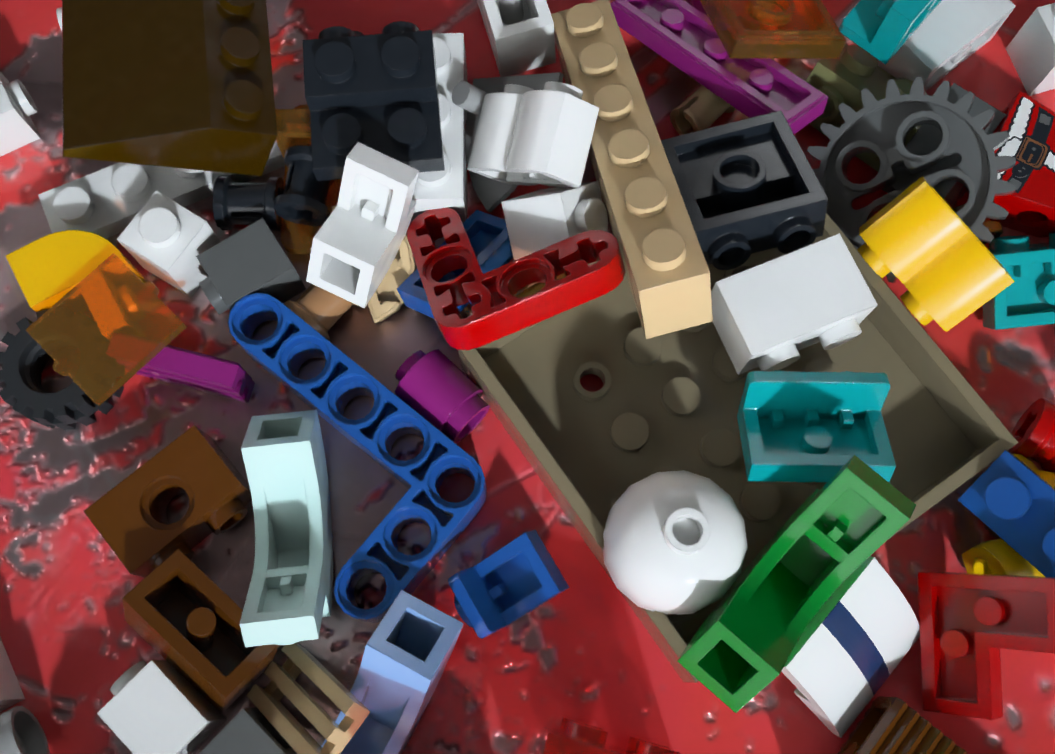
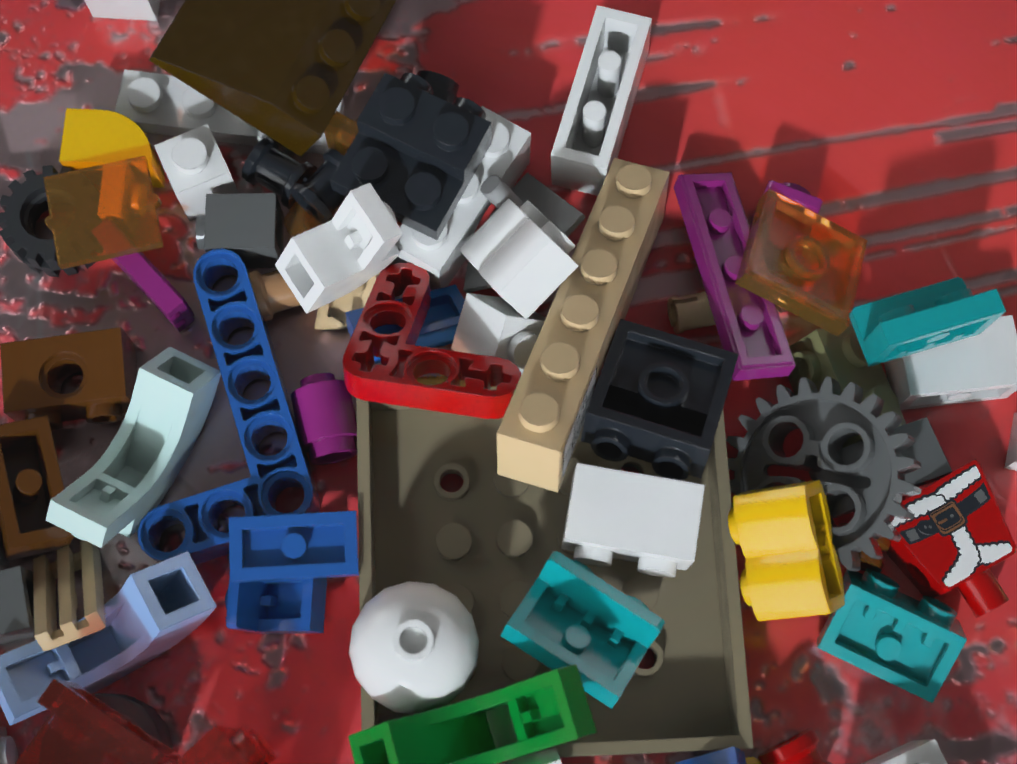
camera: 30 degrees right, 0 degrees up
(497, 523) = (293, 546): none -> blue plate

